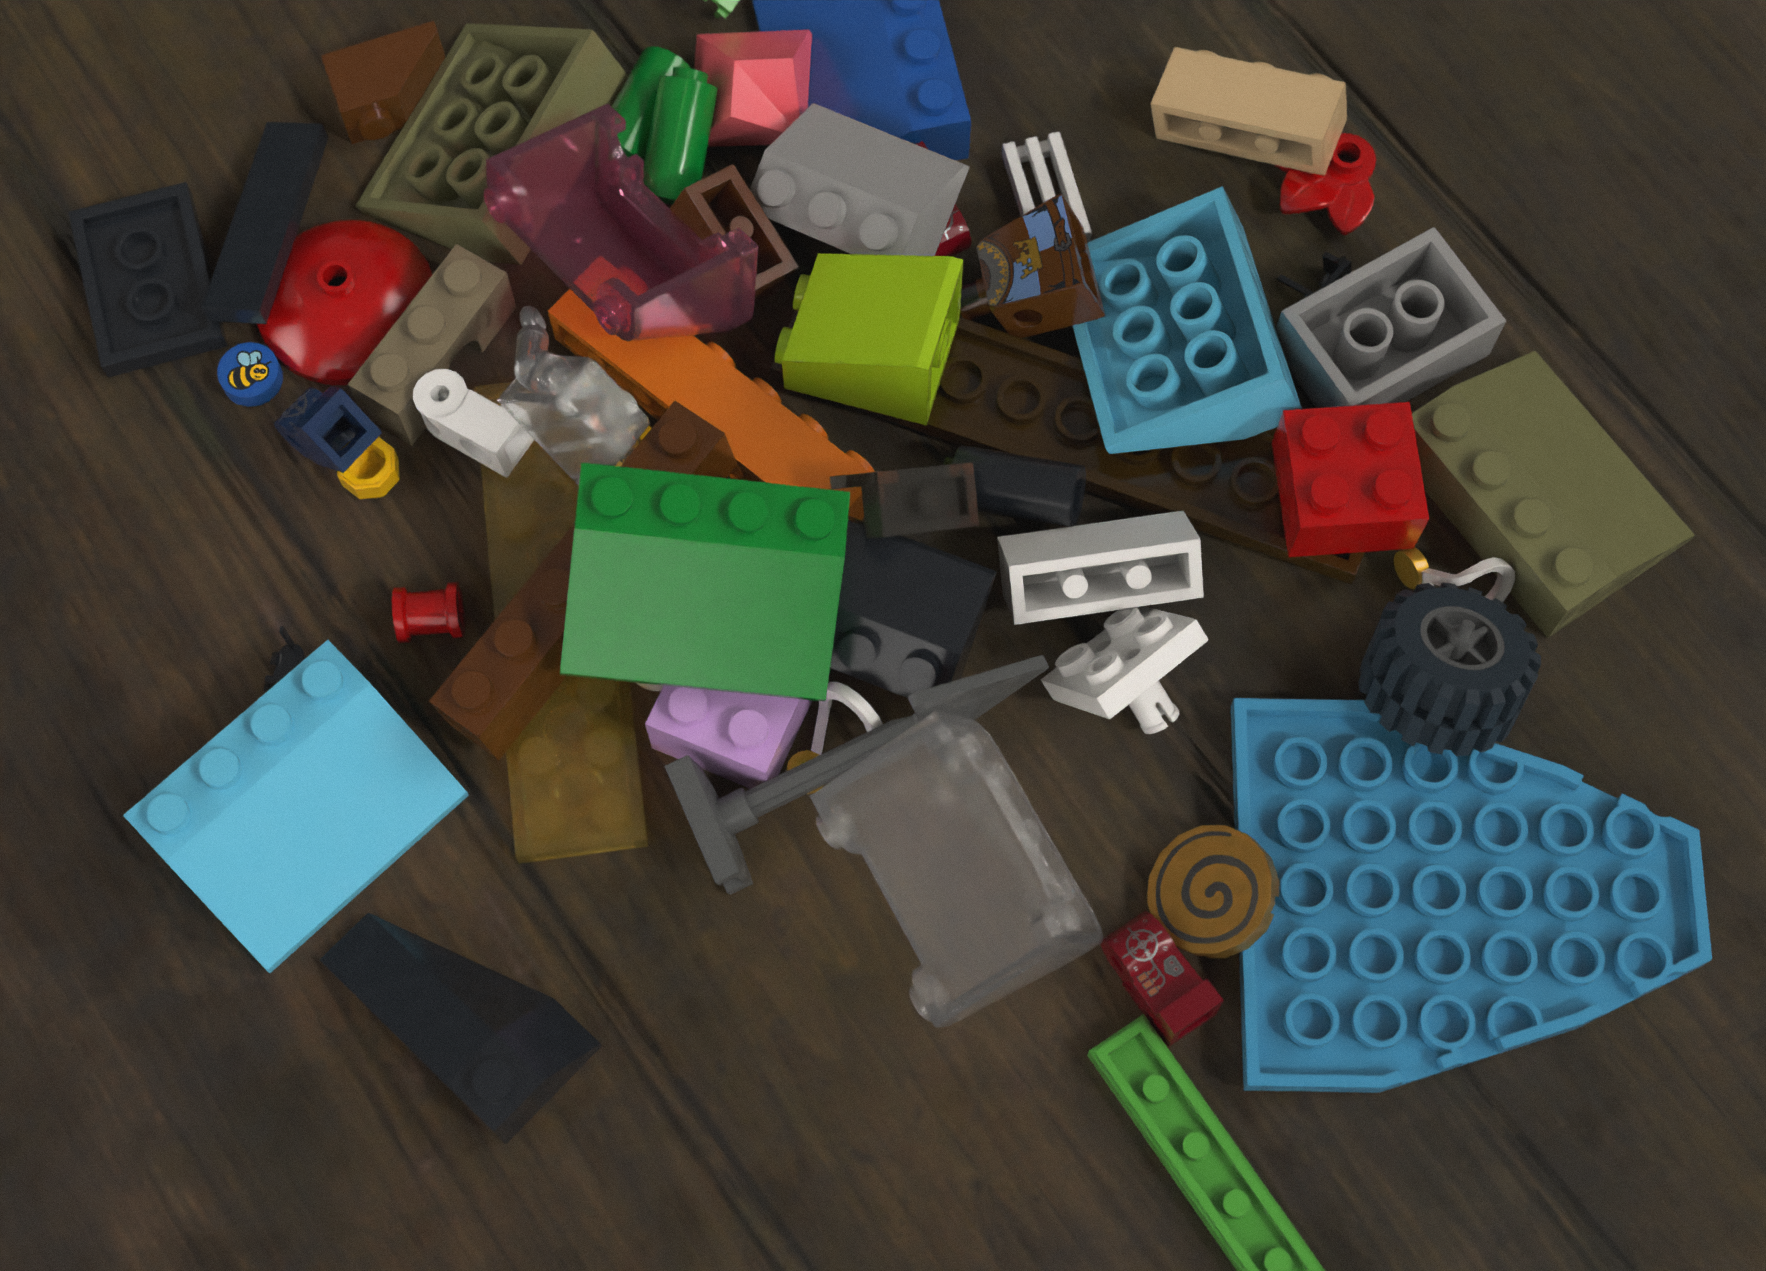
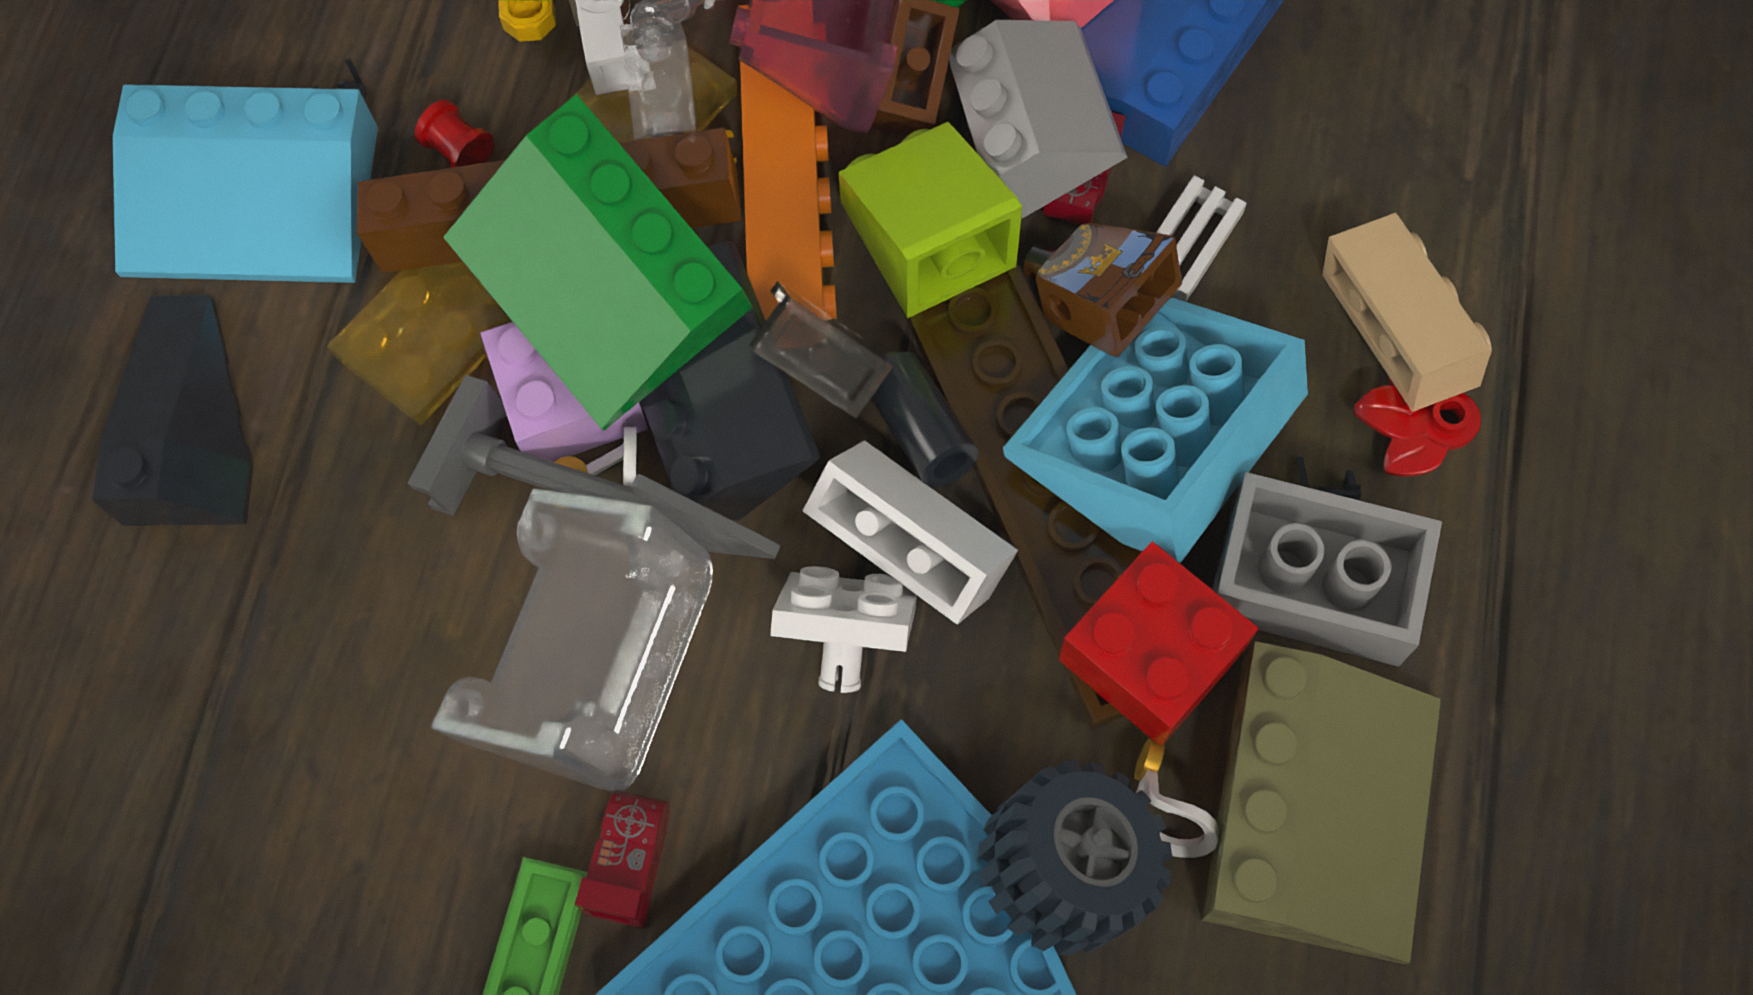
camera: 50 degrees right, 0 degrees up
(1213, 891) = (726, 838): pearl gold tile -> none

